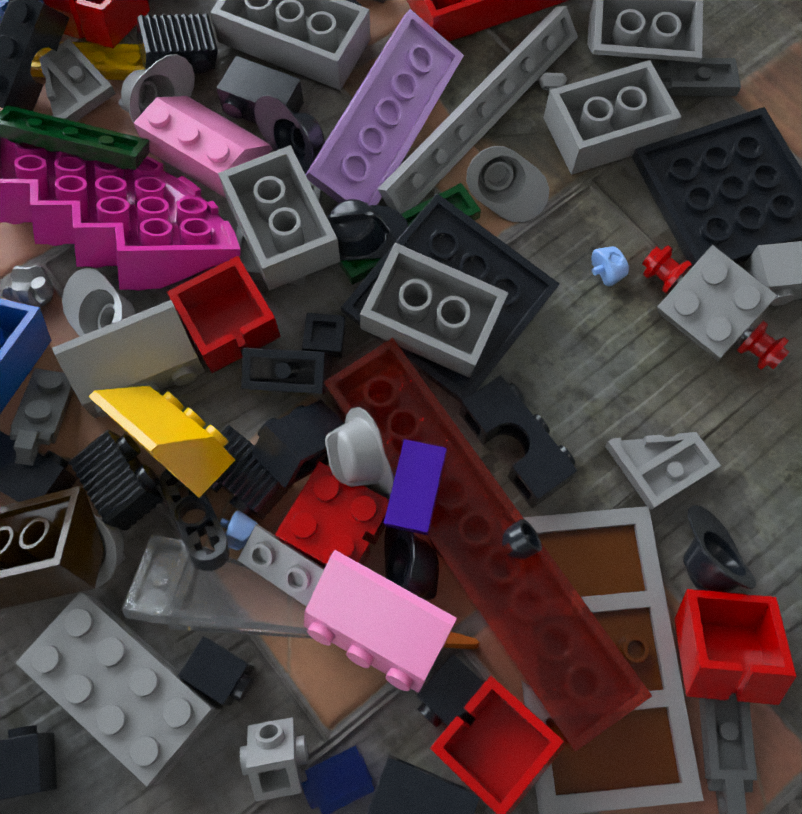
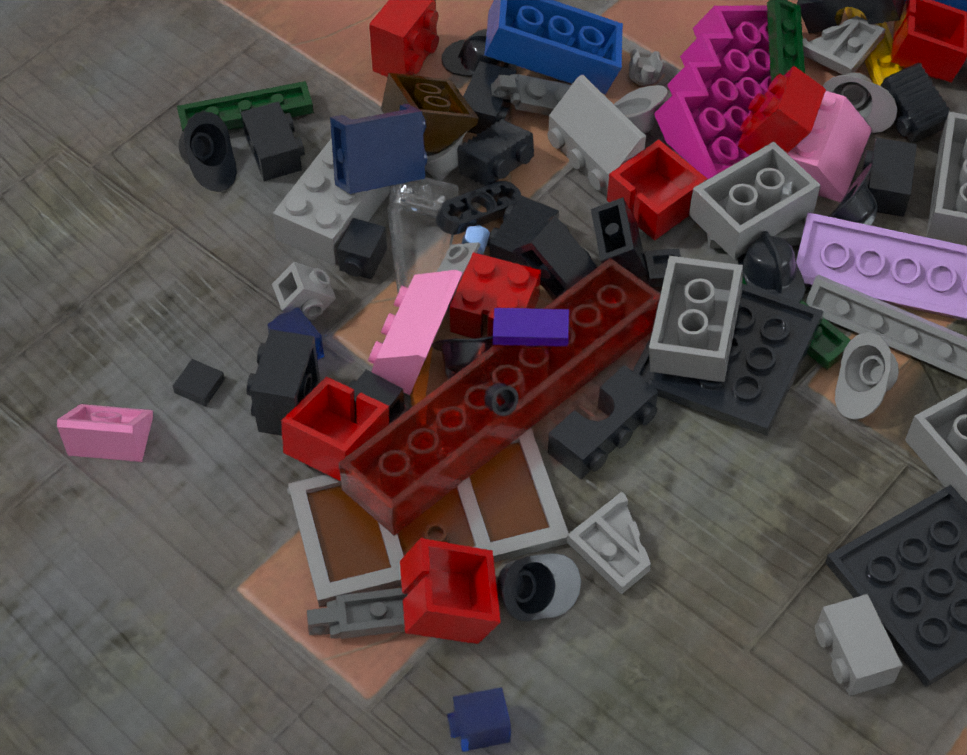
camera: 80 degrees right, 15 degrees down
(110, 625) = (378, 149): none -> dark blue panel
(168, 434) = (535, 162): yellow slope -> none
(177, 158) = (782, 113): none -> red piece
(358, 454) = (549, 280): light grey piece -> none
(610, 265) = (810, 481): light blue piece -> none
(716, 304) = (786, 566): light grey brick -> none

